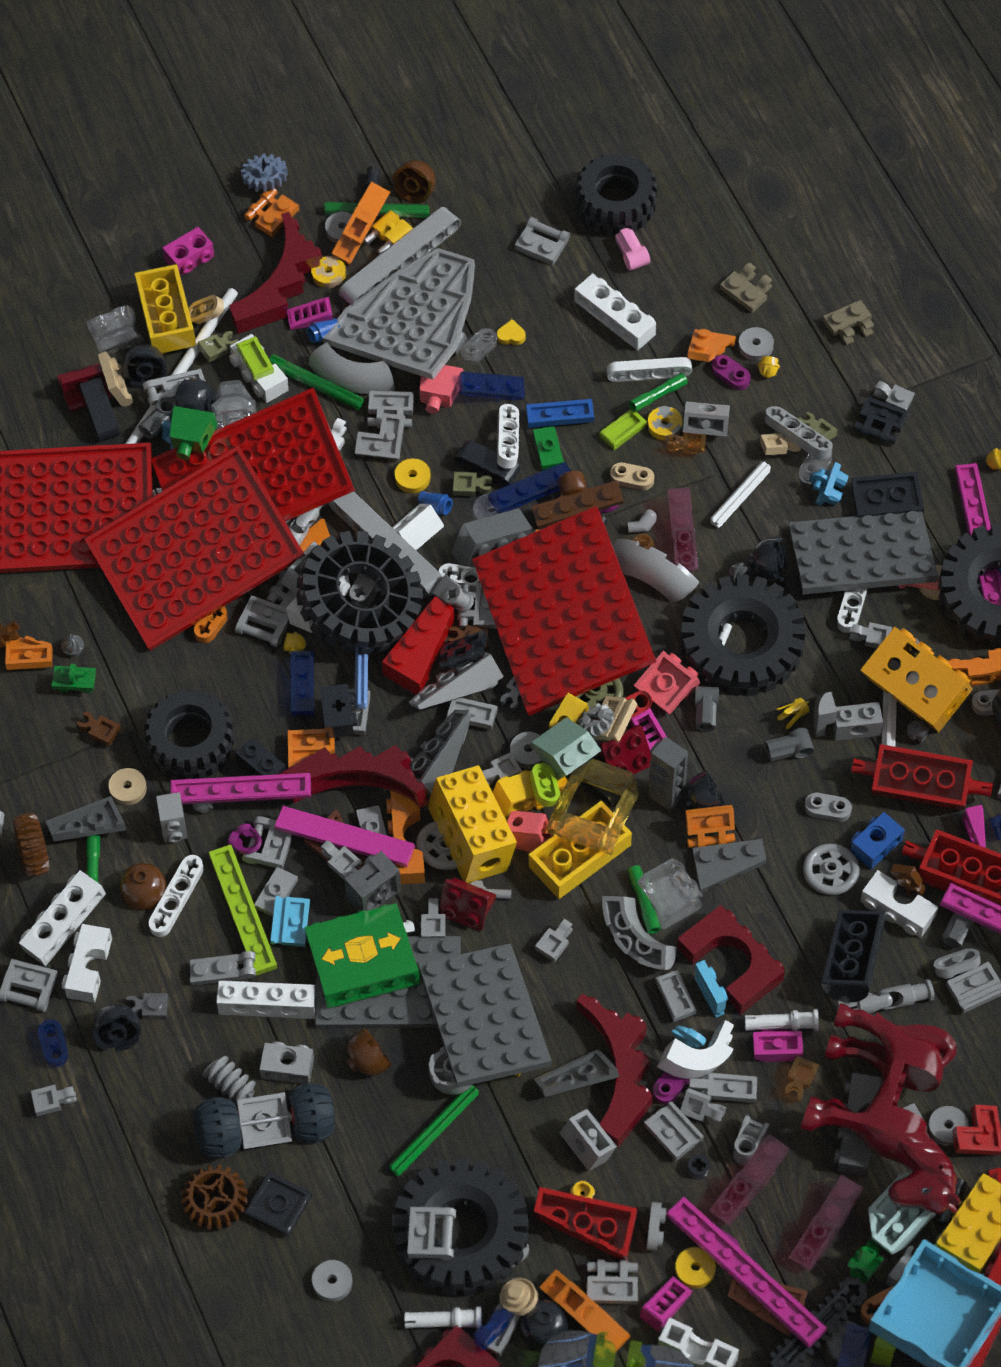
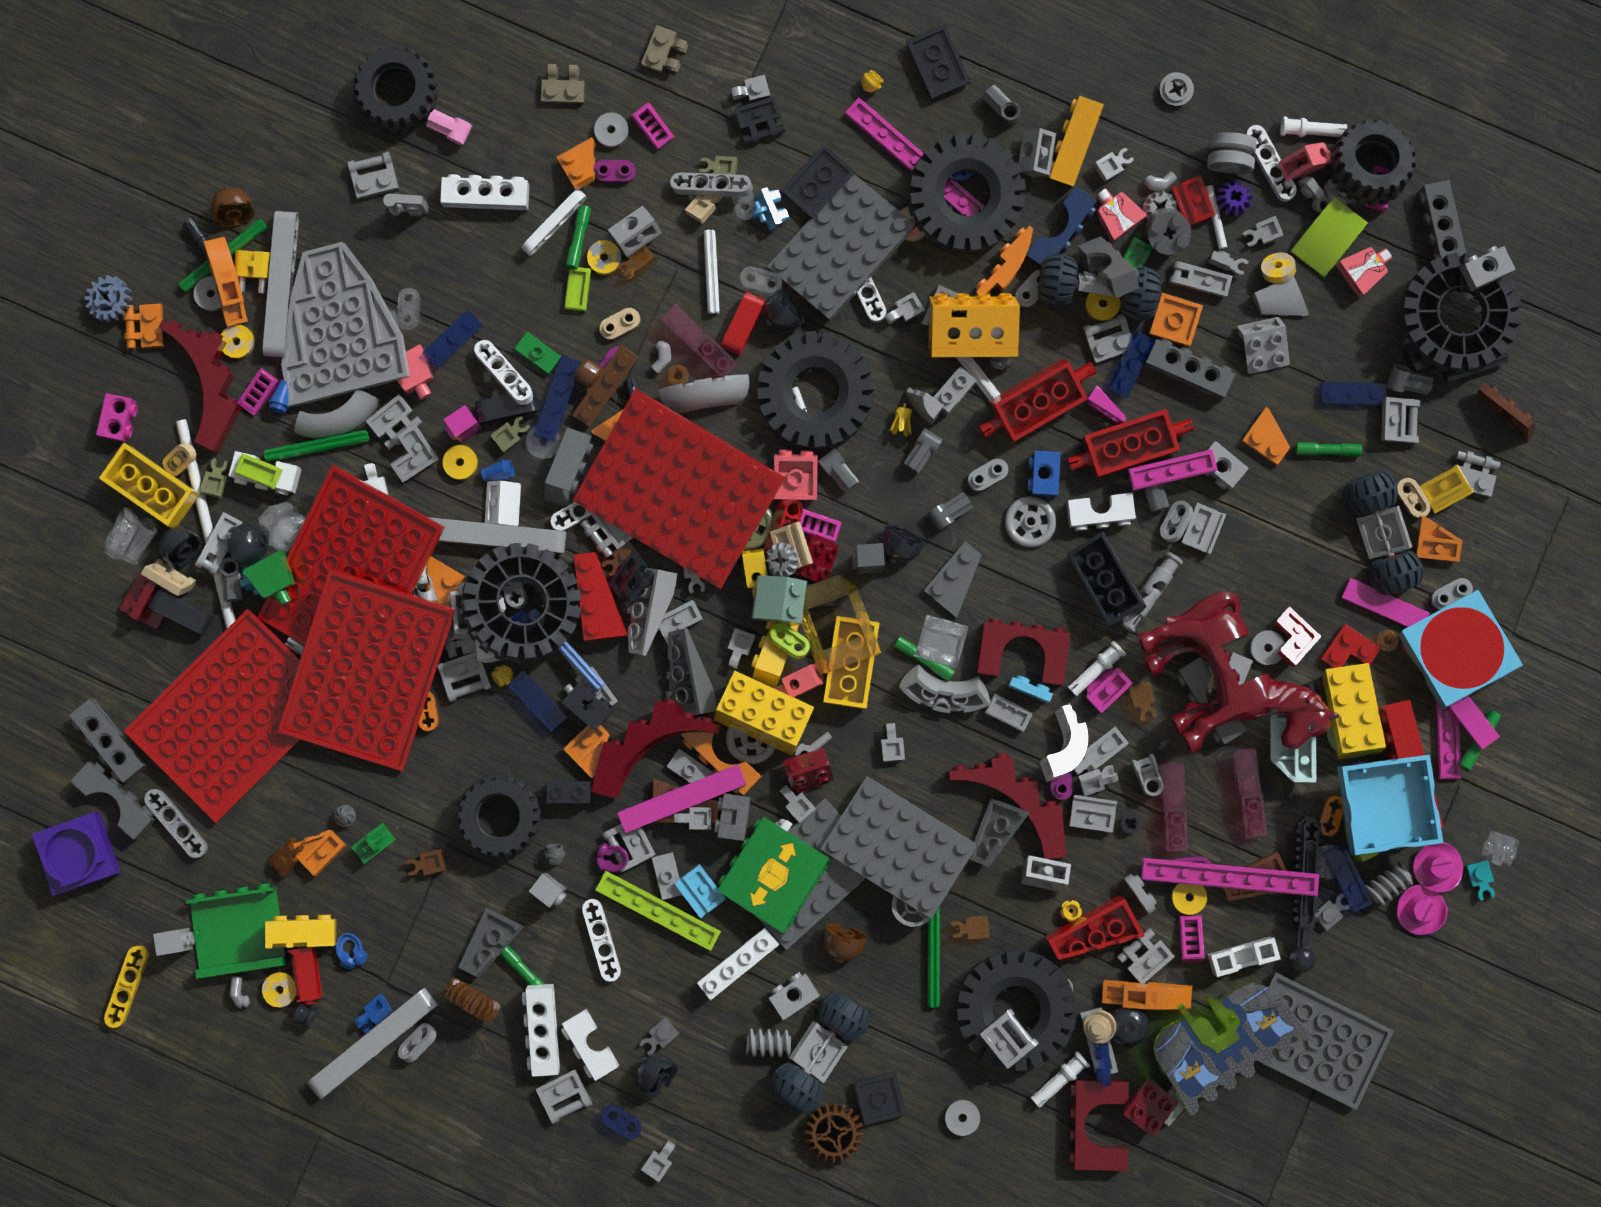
camera: 40 degrees left, 25 degrees up
(127, 777) = (479, 892): tan piece -> none
(142, 886) = (572, 954): reddish brown cylinder -> none
(222, 968) = (686, 967): light grey plate -> none
(243, 788) = (577, 827): dark pink tile -> none
(440, 444) = (461, 424): none -> dark pink brick
(453, 594) = (583, 539): light grey piece -> none
(487, 1137) = (975, 927): none -> clear orange plate
(511, 333) = (423, 277): yellow tile -> none
(517, 748) = (732, 612): light grey piece -> none
(552, 274) = (400, 203): none -> light grey plate
(560, 413) = (521, 316): blue plate -> none
(689, 1037) = (1048, 738): medium azure piece -> none
(710, 820) = (924, 565): orange plate -> none
(728, 547) = (743, 324): none -> red beam
(739, 569) = (768, 339): dark grey plate -> none
(763, 805) = (946, 513): none -> dark grey piece
(768, 366) = (639, 144): yellow plate -> none
(777, 527) = (761, 280): none -> clear plate
(795, 347) = (646, 130): none -> dark pink slope
(866, 1261) = (1298, 798): green hips -> none
(896, 1274) = (1325, 784): light grey plate -> none
(909, 878) = (1094, 490): reddish brown plate -> none

